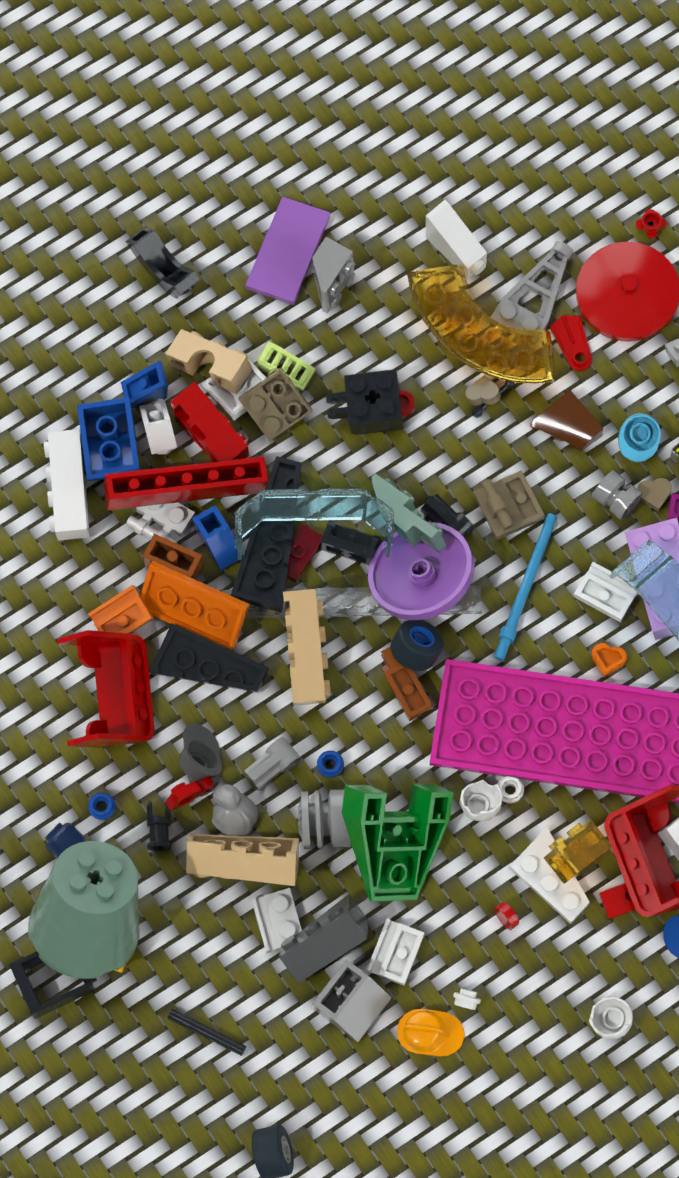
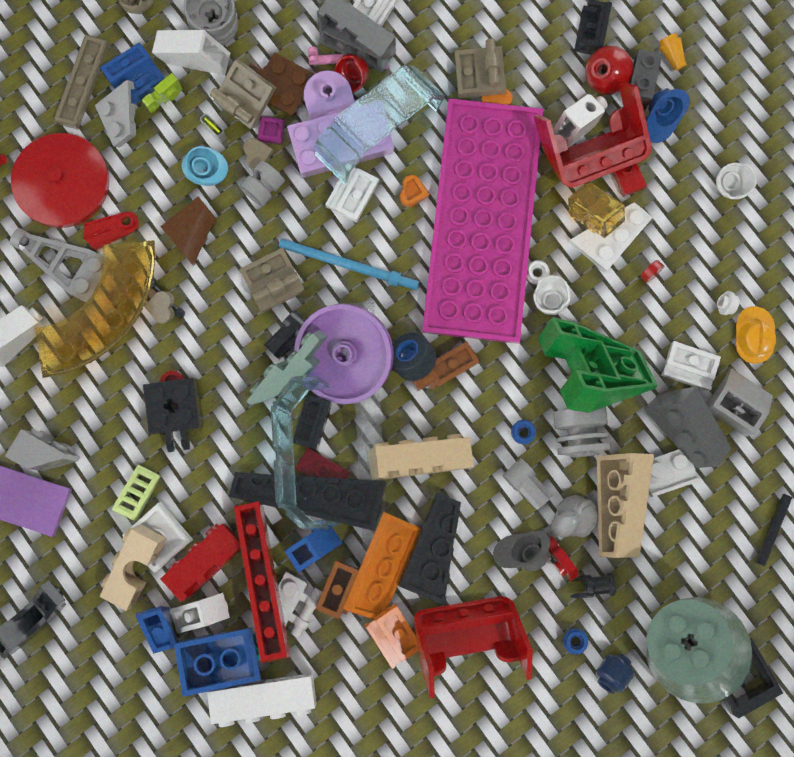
camera: 100 degrees left, 10 degrees up
(275, 403) = (177, 499): dark tan plate -> none

